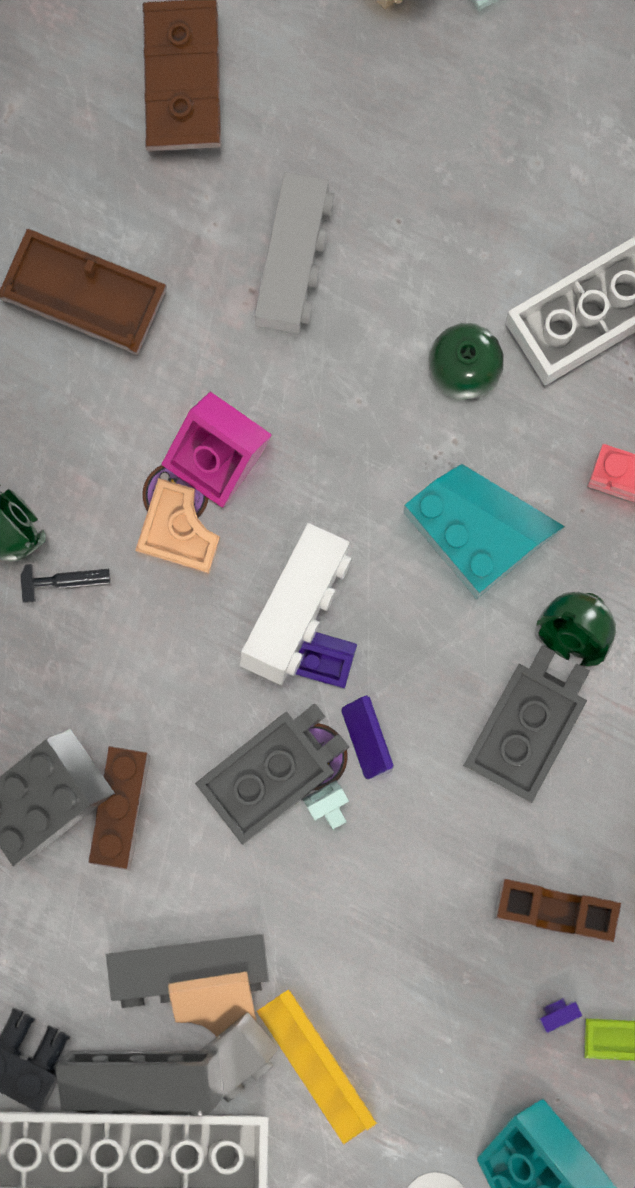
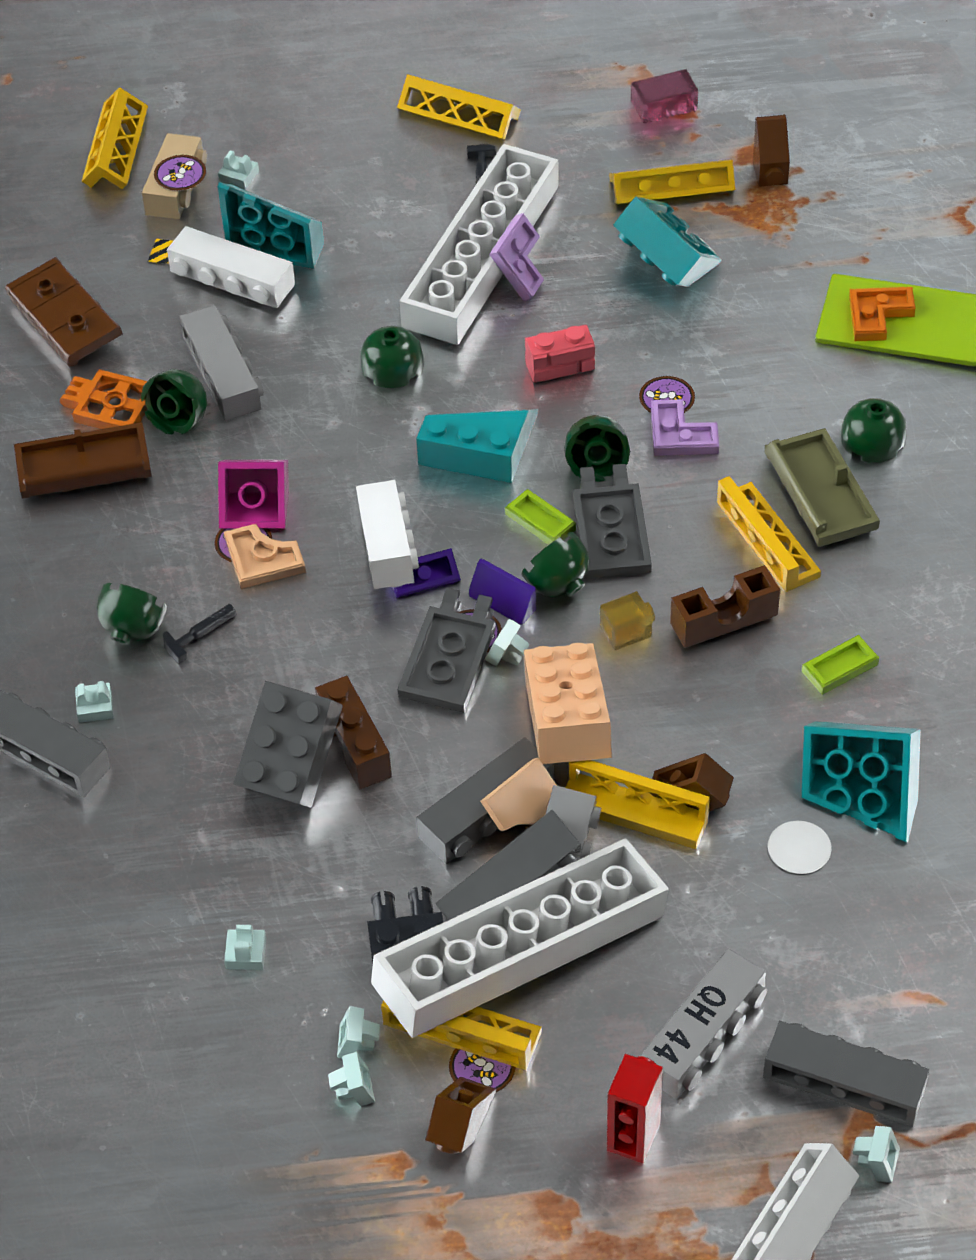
camera: 35 degrees left, 30 degrees down
(141, 202) = (83, 391): none -> orange piece
(214, 280) = (174, 401): none -> dark green cylinder
(303, 956) = (567, 703): none -> light nougat brick
(341, 47) = (159, 251): none -> sticker
(379, 1083) = (698, 775): none -> reddish brown slope
(382, 130) = (231, 267): none -> white brick
(437, 753) = (559, 568): none -> dark green cylinder
(453, 106) = (270, 226): none -> teal wedge
(459, 855) = (626, 620): none -> clear yellow brick
(470, 667) = (539, 517): none -> lime tile
(558, 1014) = (782, 670): dark purple plate -> none

